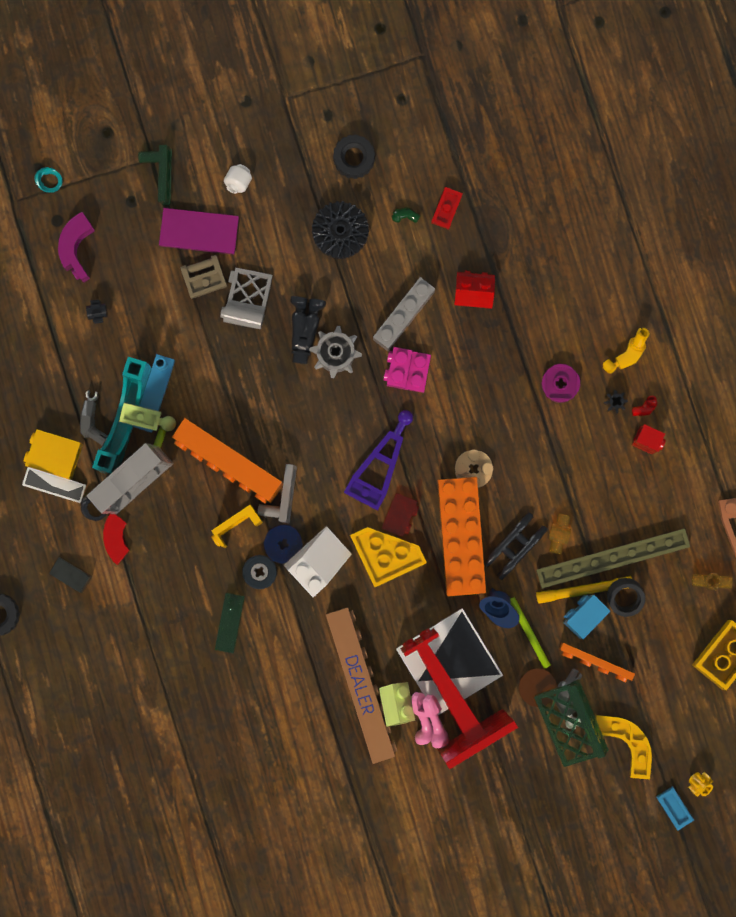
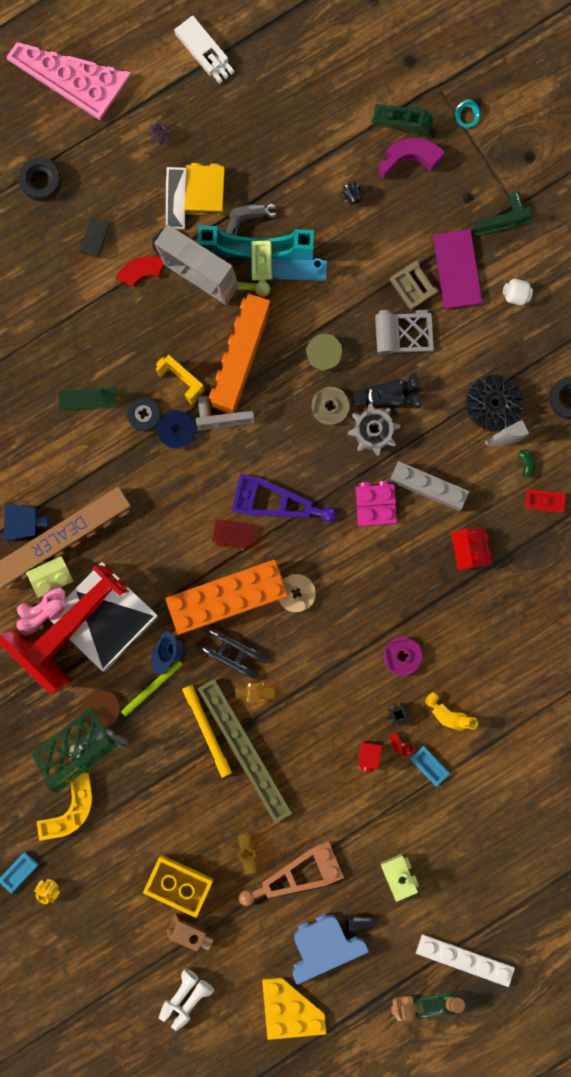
camera: 75 degrees right, 0 degrees up
(36, 243) = (404, 119): none -> clear green slope
(246, 380) = (324, 352): none -> olive hat
(305, 398) = (339, 400): none -> dark tan plate
(318, 561) = (167, 466): white slope -> none
(335, 718) = (22, 522): none -> dark blue torso
(374, 216) = (509, 435): none -> light grey slope
(386, 555) = (190, 530): yellow plate -> none
(585, 616) = (179, 737): dark azure brick -> none
(603, 666) = (138, 767): orange plate -> none
(632, 609) = (197, 779): black tyre -> none
(672, 385) = (429, 766): none -> dark azure tile

